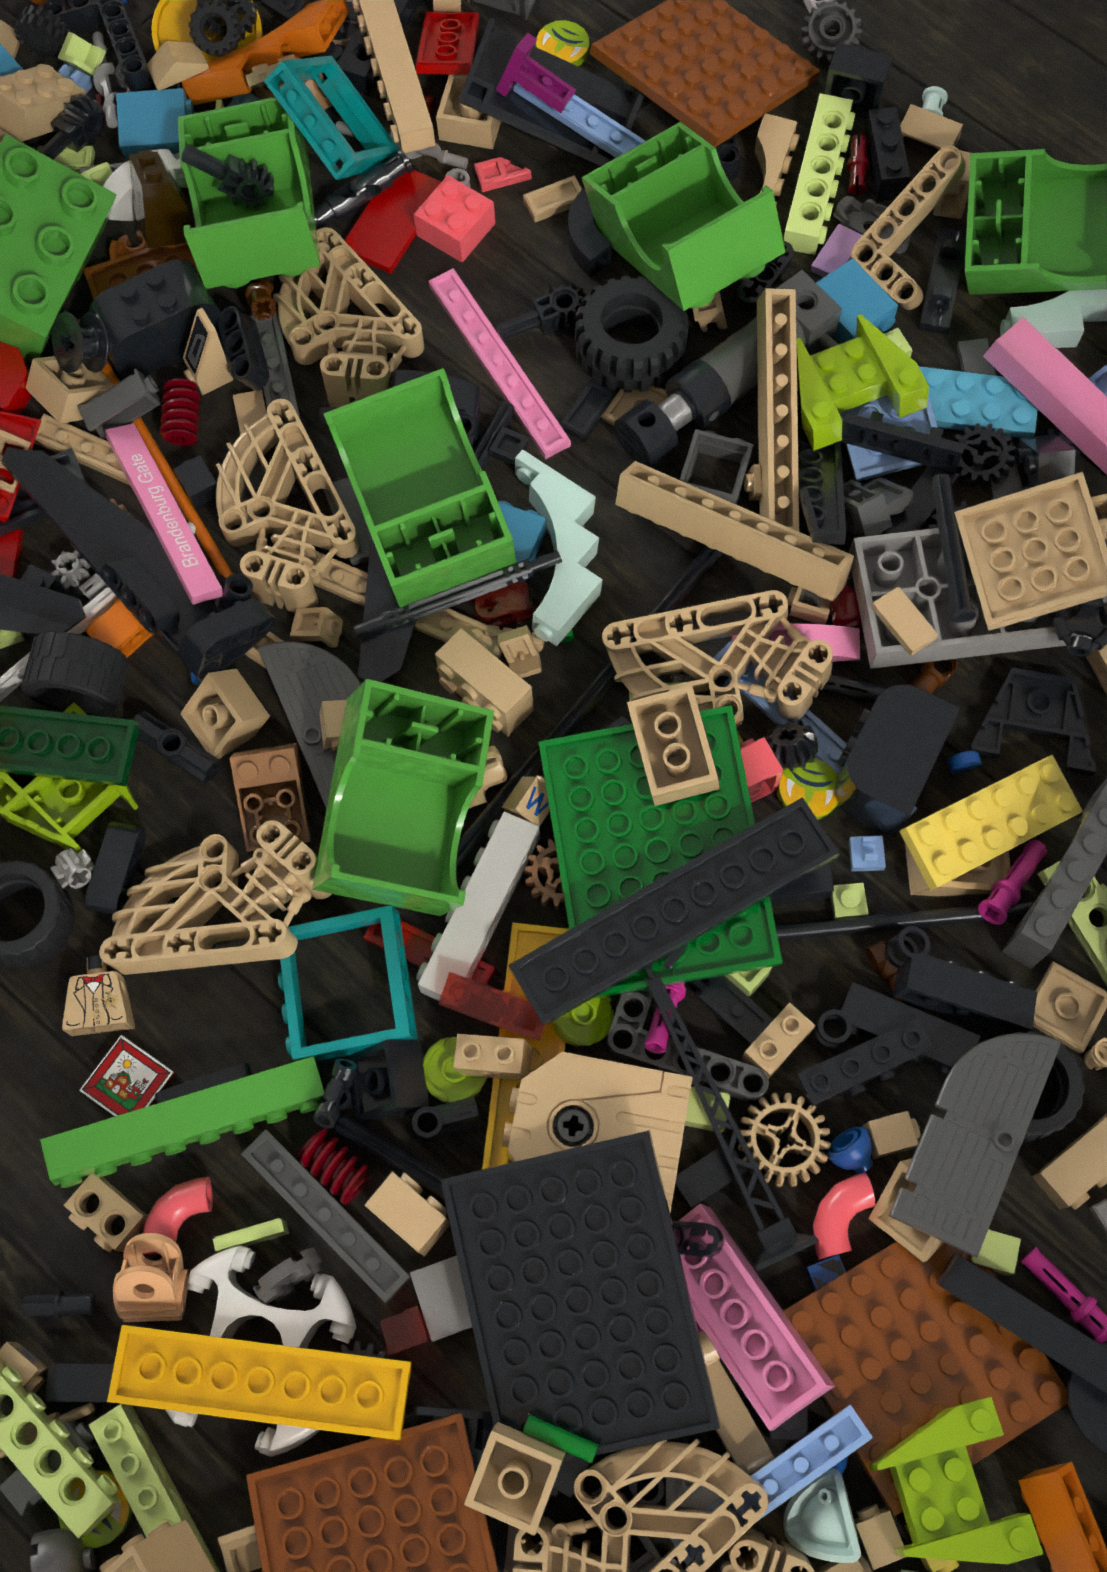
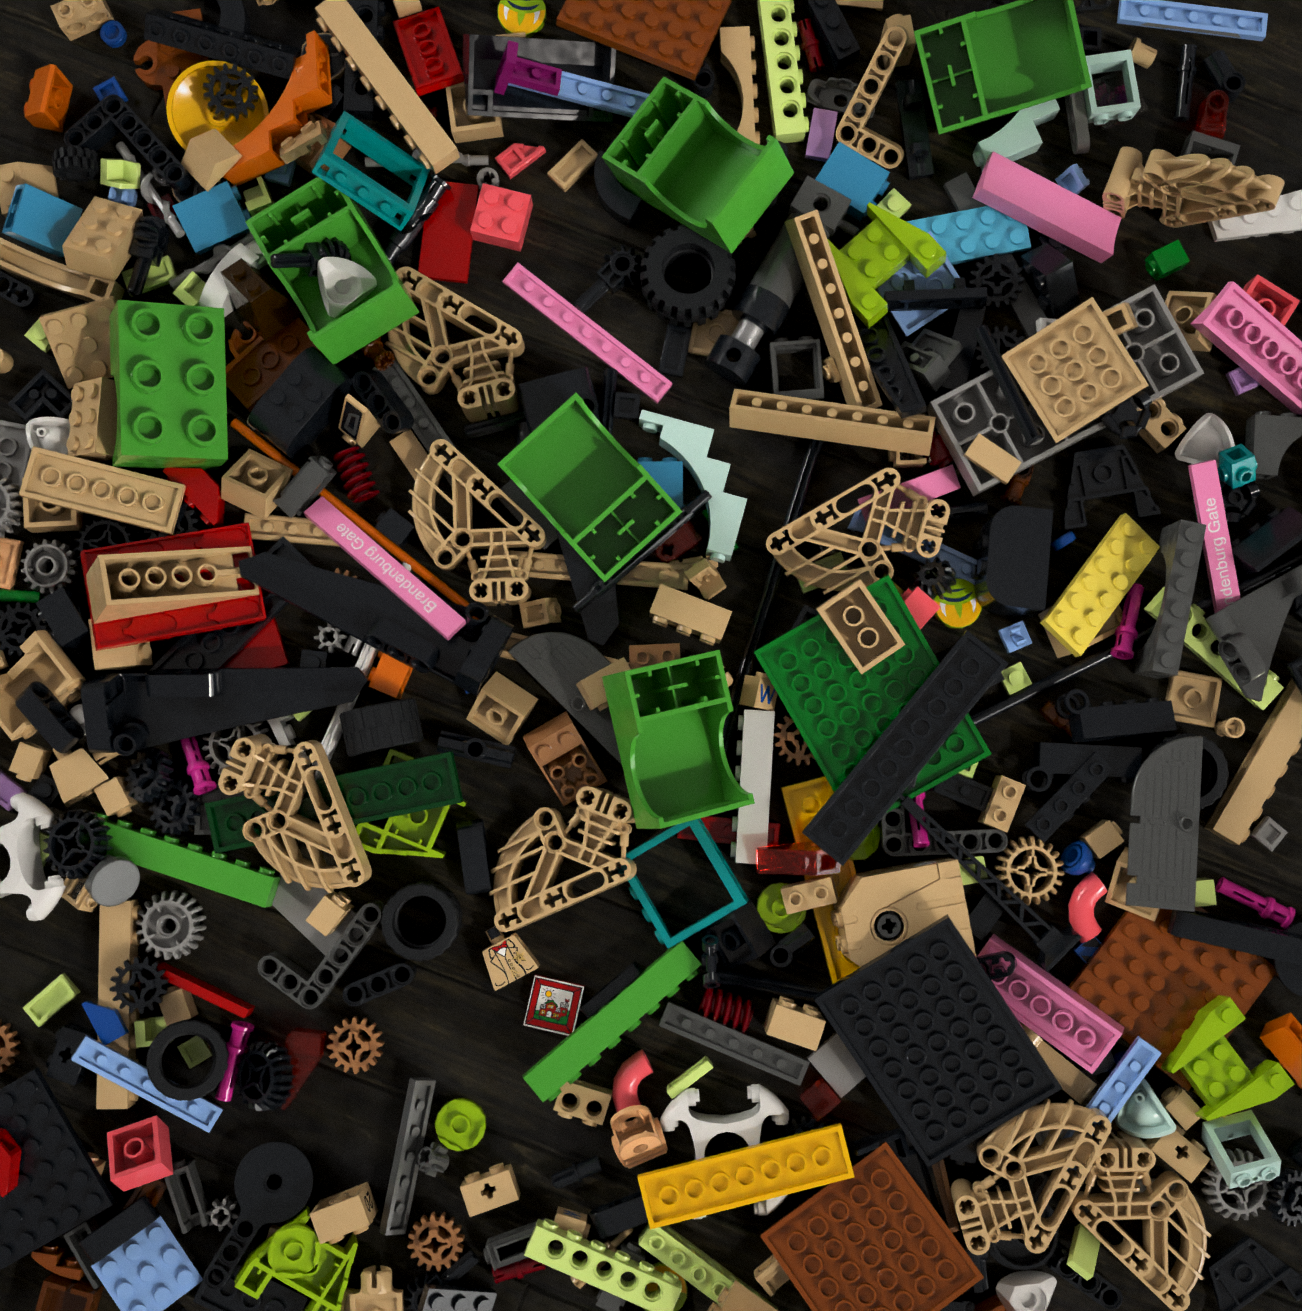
camera: 25 degrees left, 15 degrees up
(73, 868) = (446, 871): light grey gear -> none
(80, 342) = (254, 449): black piece -> none
(197, 33) = (235, 101): black tyre -> none
(249, 198) = (343, 284): none -> white hat
(279, 1281) = (733, 1090): flat silver plate -> none
(515, 1478) = (941, 1170): tan slope -> none
(560, 1438) = (959, 1133): green piece -> none

